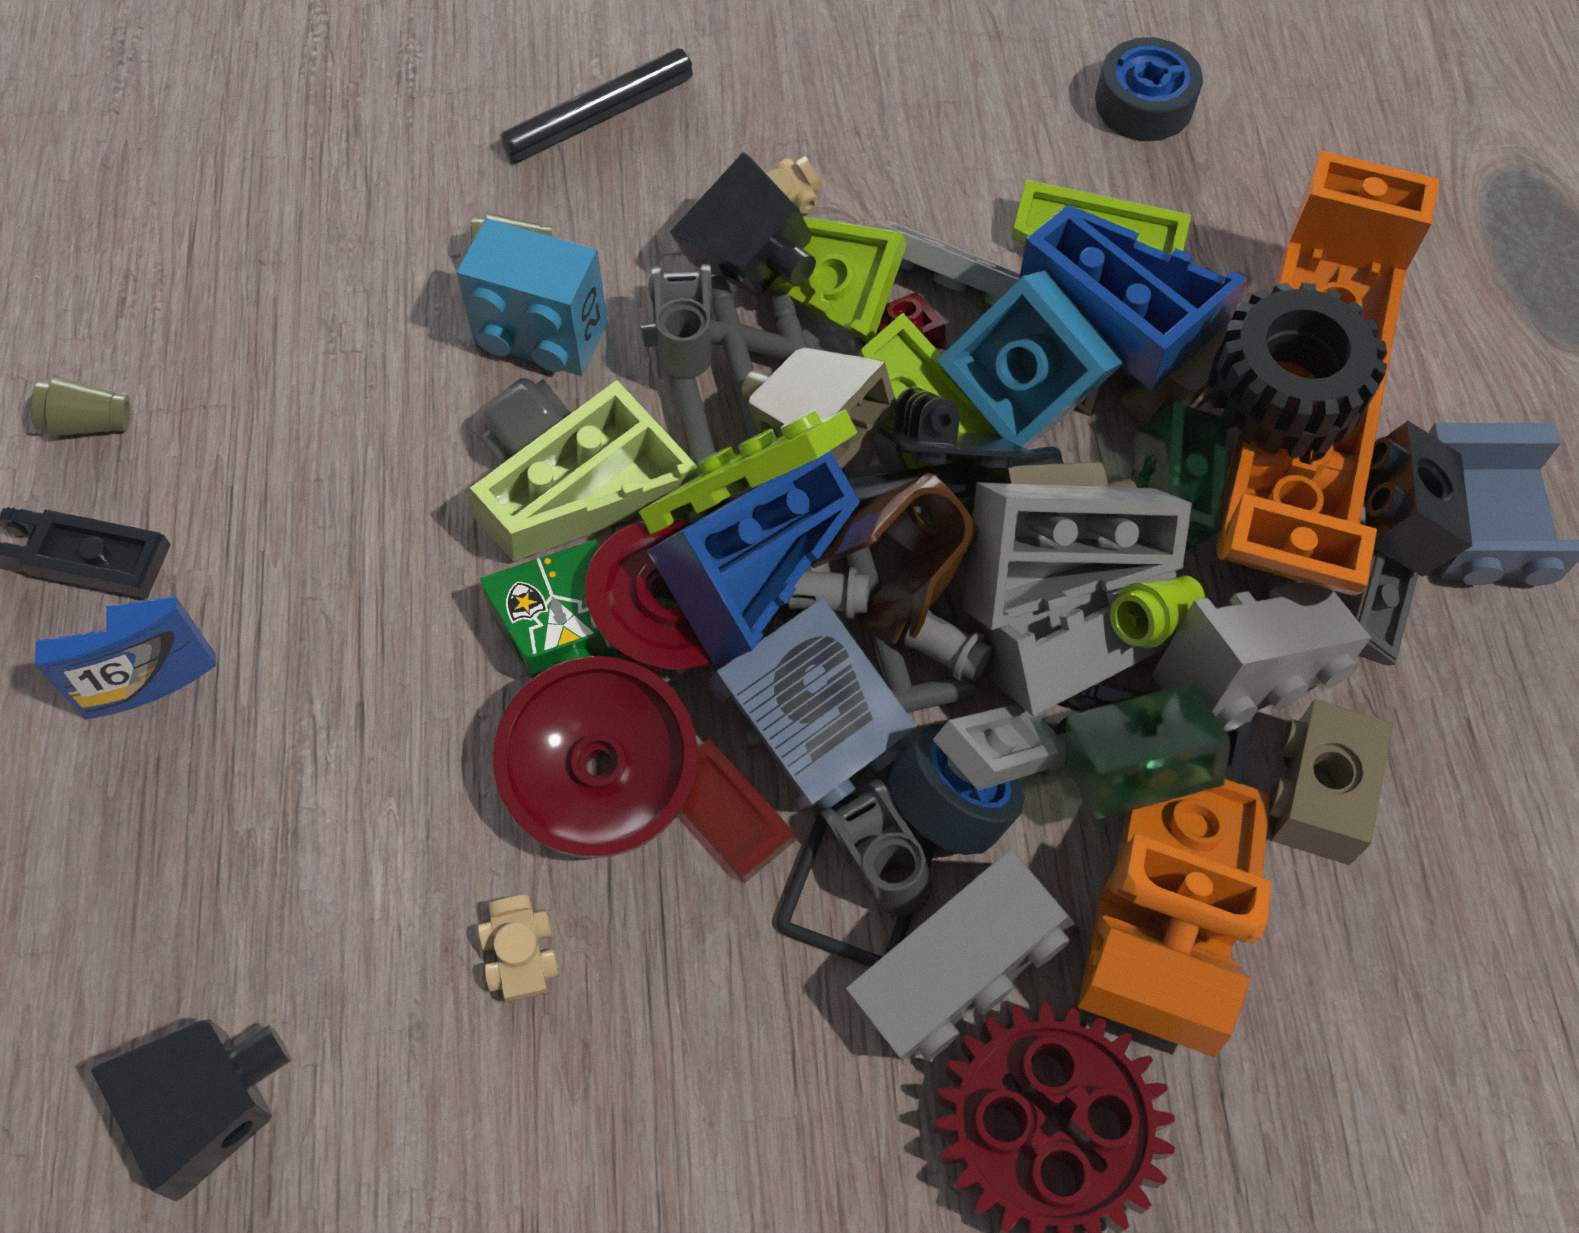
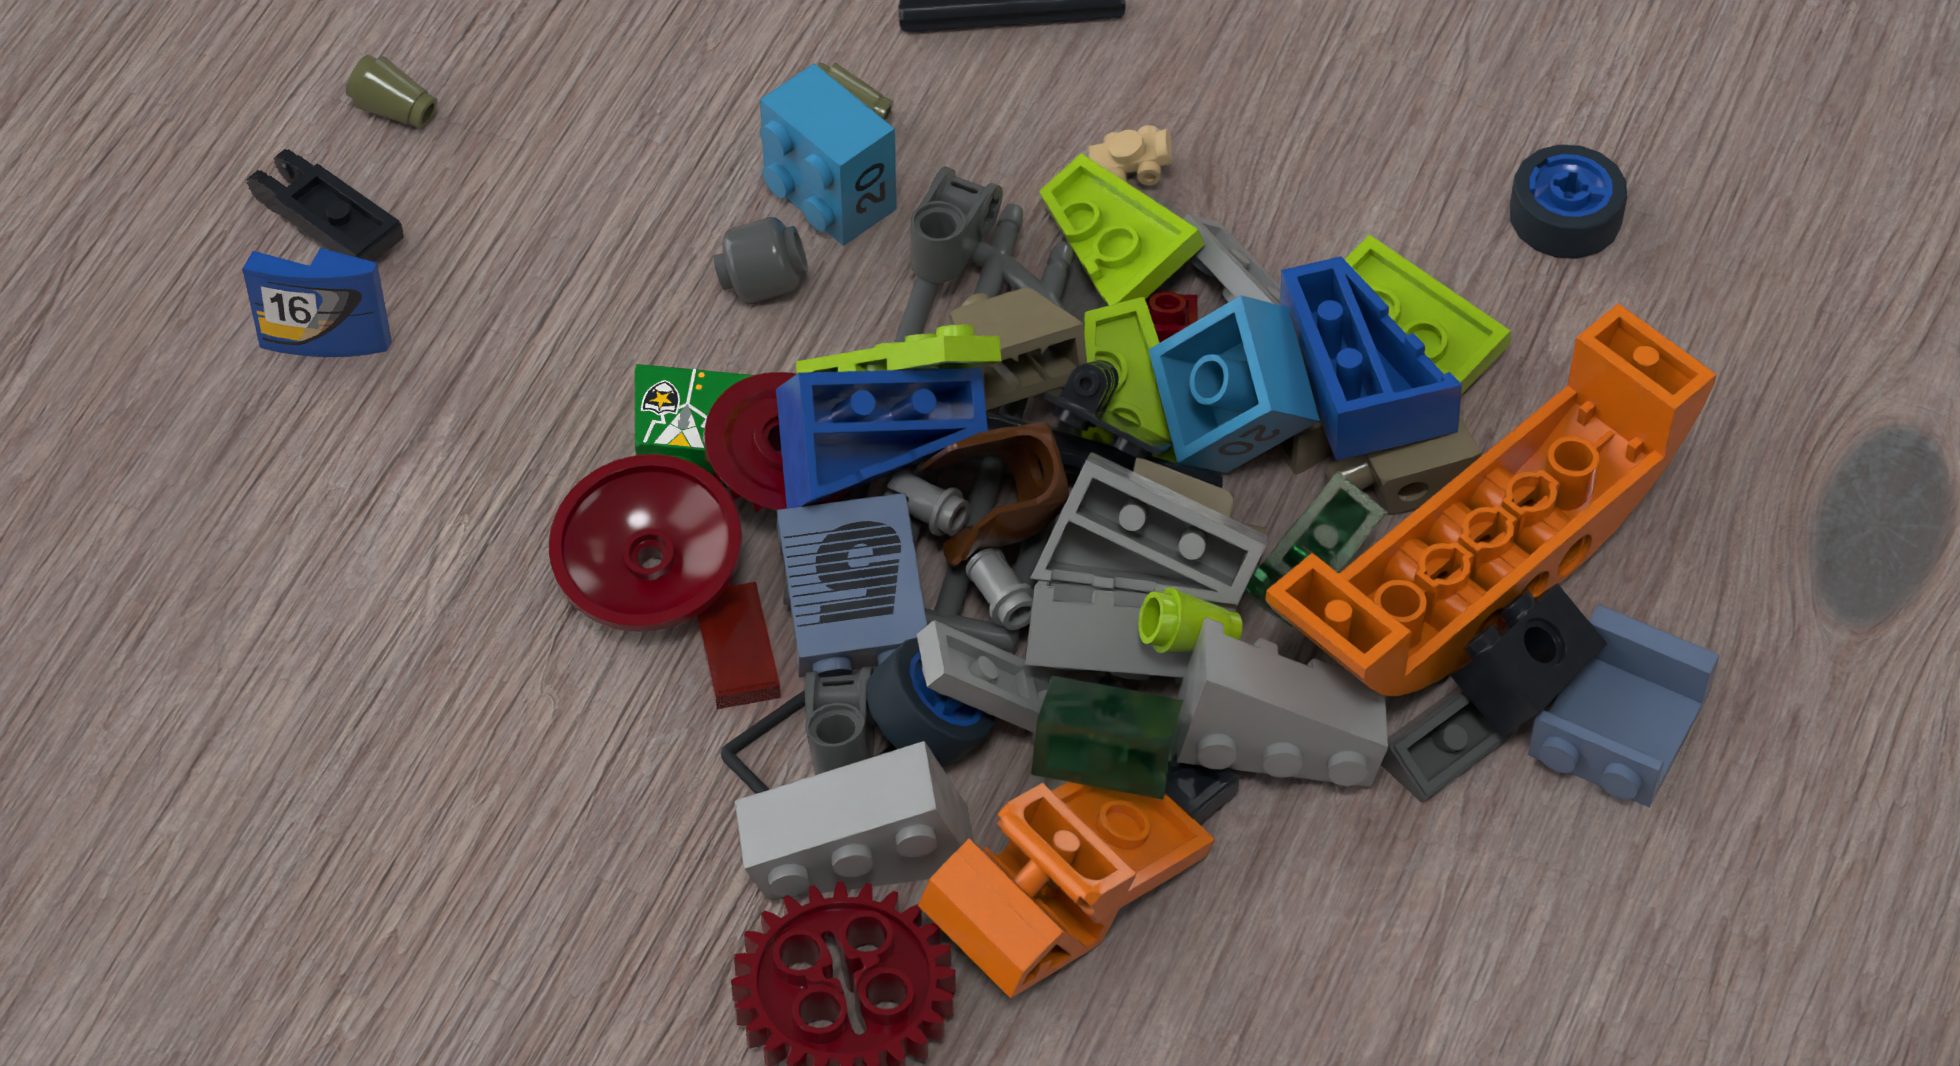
camera: 30 degrees right, 10 degrees down
(190, 1100) = (186, 652): black torso -> none
(515, 937) = (498, 664): tan piece -> none
(580, 476) = (769, 315): yellowish green wedge -> none
(747, 230) = (1060, 171): black torso -> none
(1311, 332) = (1468, 445): black tyre -> none
(1354, 755) = (1266, 885): dark tan brick -> none

